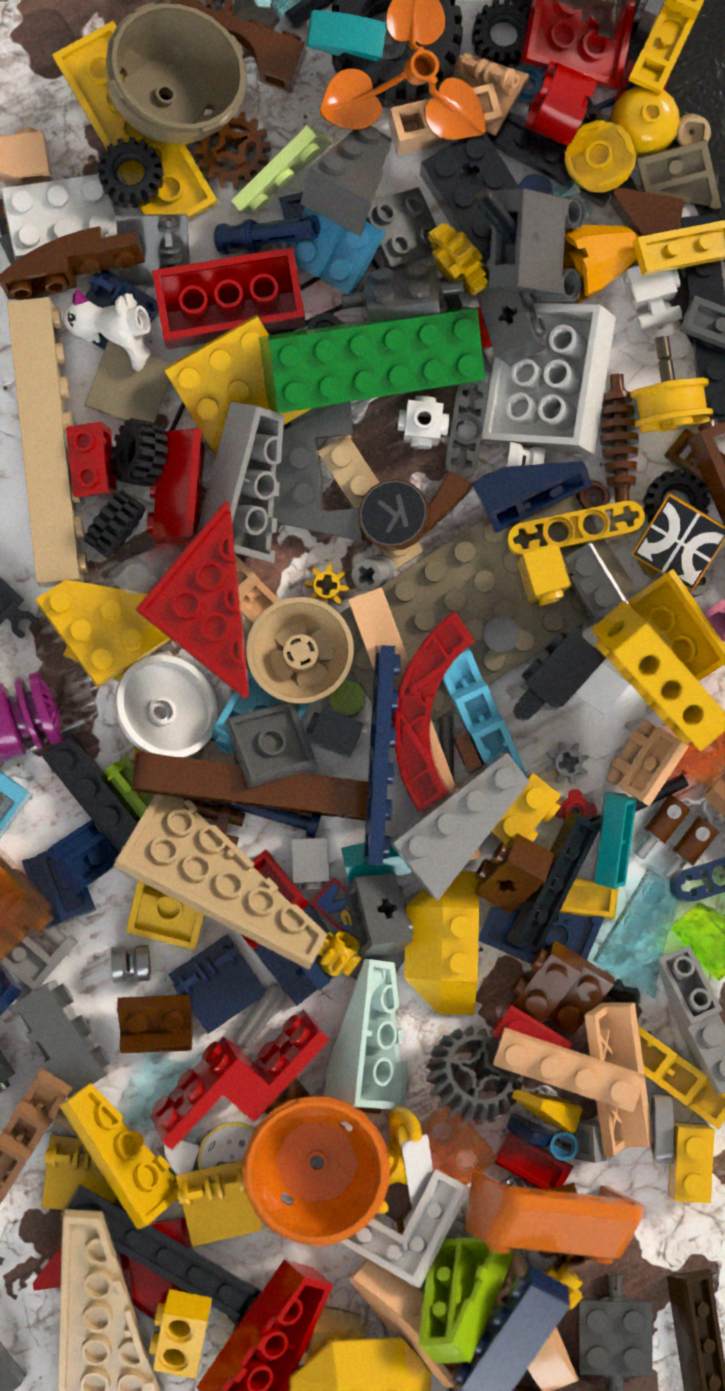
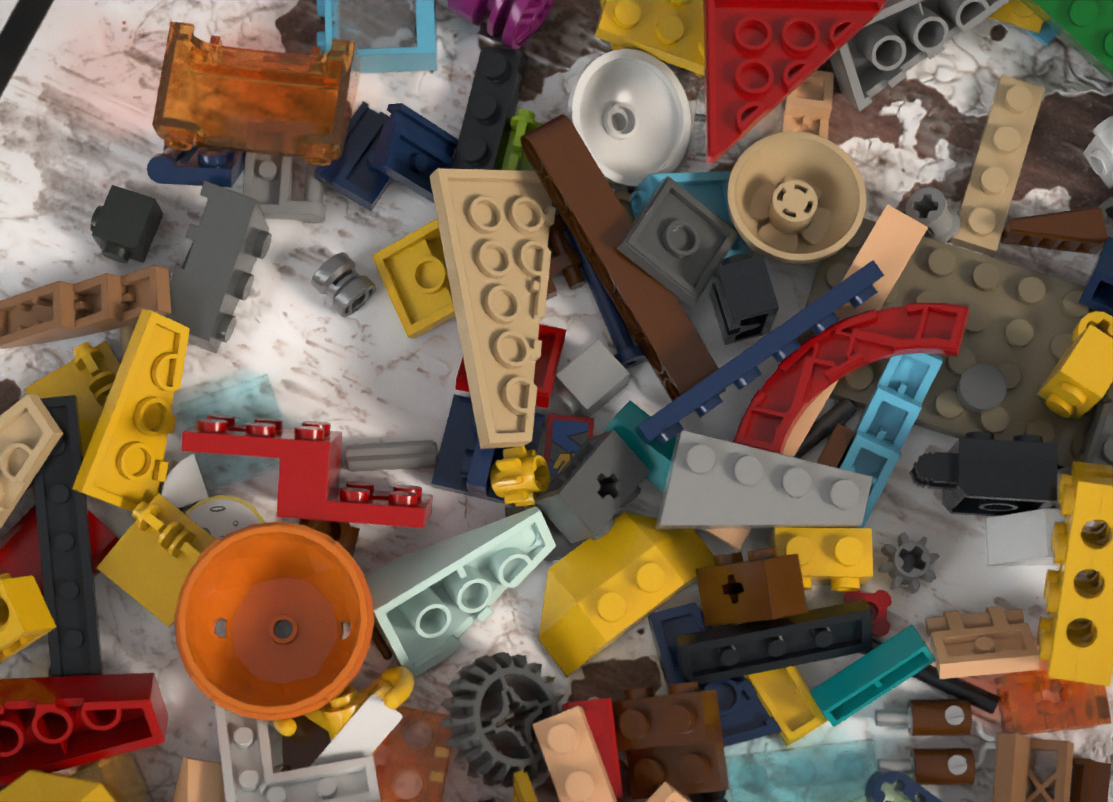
camera: 60 degrees right, 10 degrees down
(155, 1023) = (302, 353): reddish brown bracket -> none
(217, 983) = (390, 387): dark blue hinge -> none
(300, 476) = (955, 78): dark grey wing -> none
(335, 580) = (881, 172): yellow gear -> none
(347, 698) = (790, 291): lime tile -> none
(394, 514) = (1009, 186): black tile -> none

